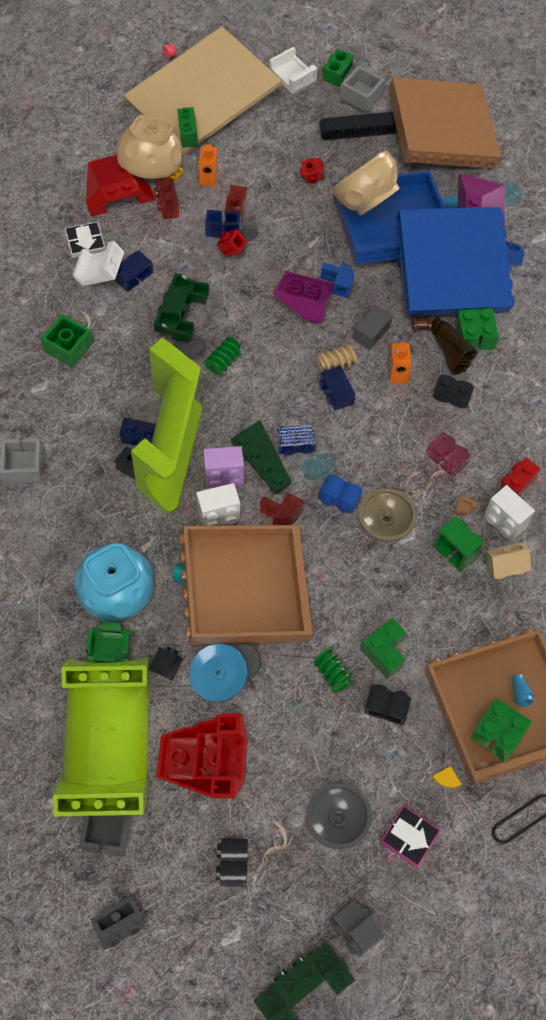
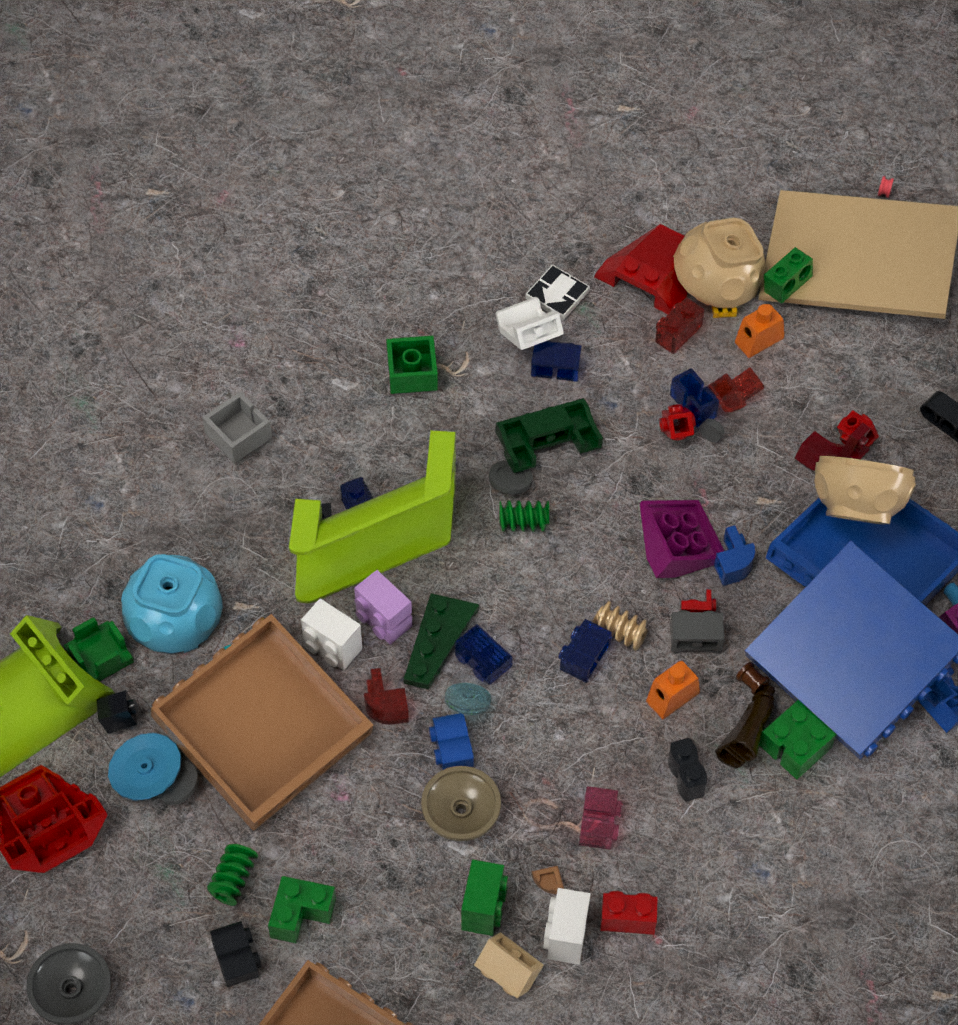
camera: 55 degrees right, 5 degrees down
(319, 193) = (819, 446): none -> dark red arch
(357, 314) = (694, 605): none -> red bracket

